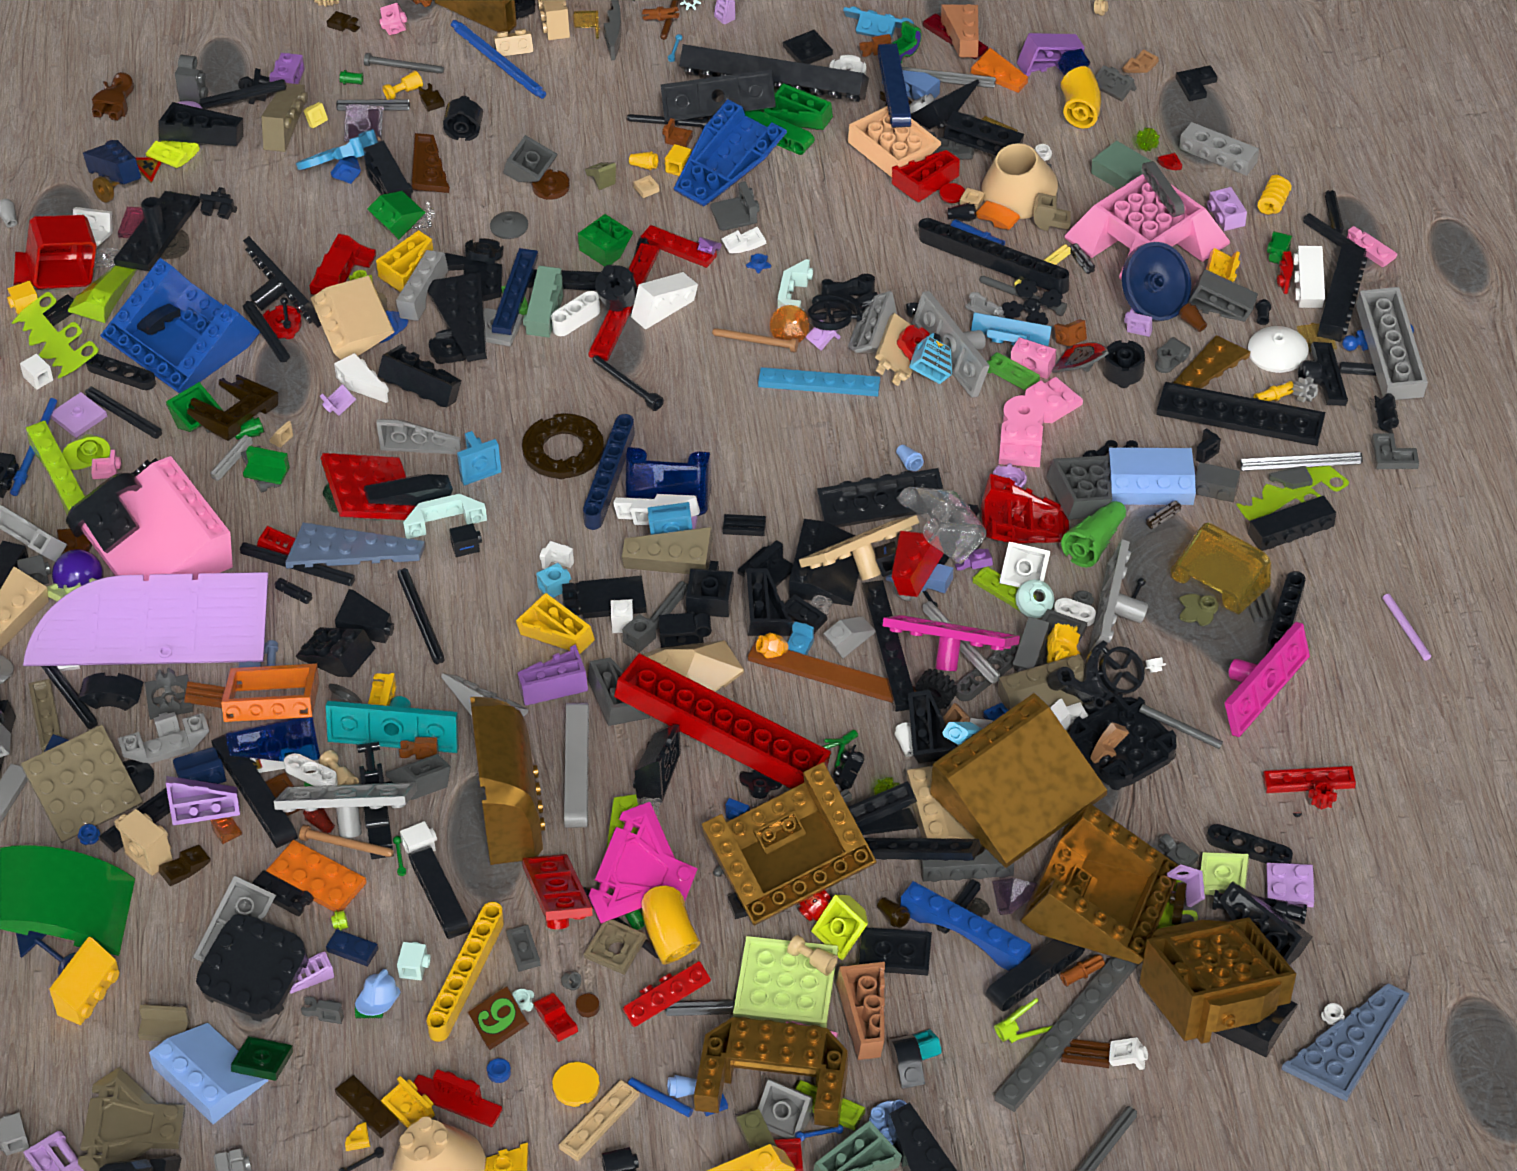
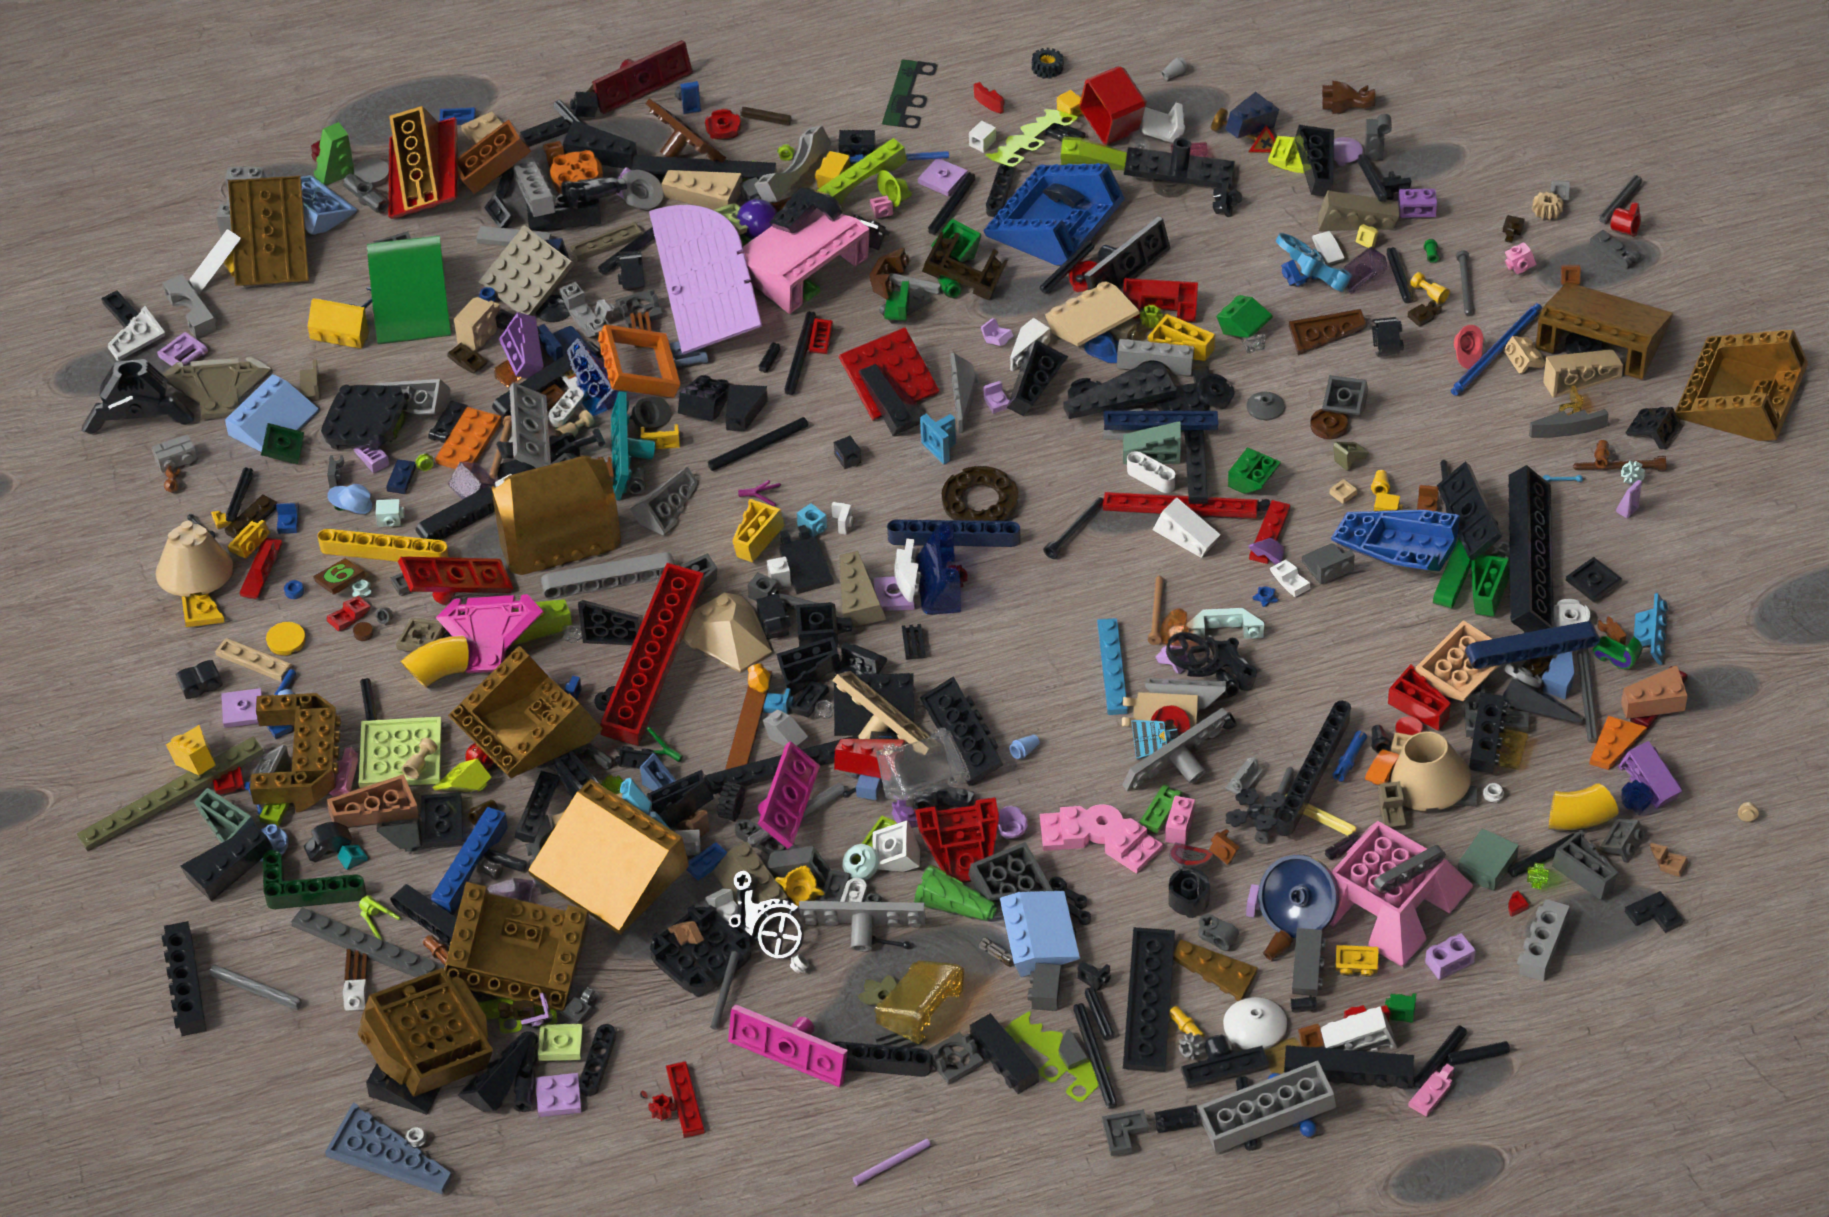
camera: 80 degrees right, 0 degrees up
(31, 499) = (831, 167): none -> yellow brick
(238, 473) = (880, 275): none -> reddish brown slope
(282, 435) = (947, 308): tan slope -> none
(312, 144) = (1328, 247): none -> white slope
(329, 1112) = (239, 494): none -> black axle
(349, 547) = (822, 377): sand blue wing -> none
(373, 1066) = (287, 517): none -> blue slope
(384, 171) = (1295, 301): black wedge -> none
(392, 877) = (469, 479): none -> clear purple slope
(427, 416) = (995, 397): none -> lavender bracket
(440, 508) = (865, 416): light aqua slope -> none
(490, 74) = (1468, 345): none -> coral piece
(491, 622) = (754, 491): none -> magenta plant
(554, 678) = (696, 538): medium lavender wedge -> none
(616, 287) = (1175, 483): black brick -> none
(665, 994) = (372, 672): red bracket -> none
(670, 518) = (884, 577): dark azure bracket -> none
(673, 1136) = (240, 707): none -> lavender plate
(880, 752) = (655, 774): none -> medium blue slope
(907, 985) = (402, 833): none -> pearl dark grey slope
(970, 1110) = (306, 892): none -> dark green beam
(1008, 329) = (1212, 798): dark azure bracket -> none
(1116, 129) = (1538, 857): none -> black axle
(1144, 108) = (1585, 866): none -> dark grey wedge
(1250, 452) = (1099, 1013): none -> black axle
(1274, 195) = (1482, 994): yellow piece -> none
(1278, 549) = (941, 1065): none -> dark grey piece
(1304, 312) = (1311, 1036): none -> dark orange tile

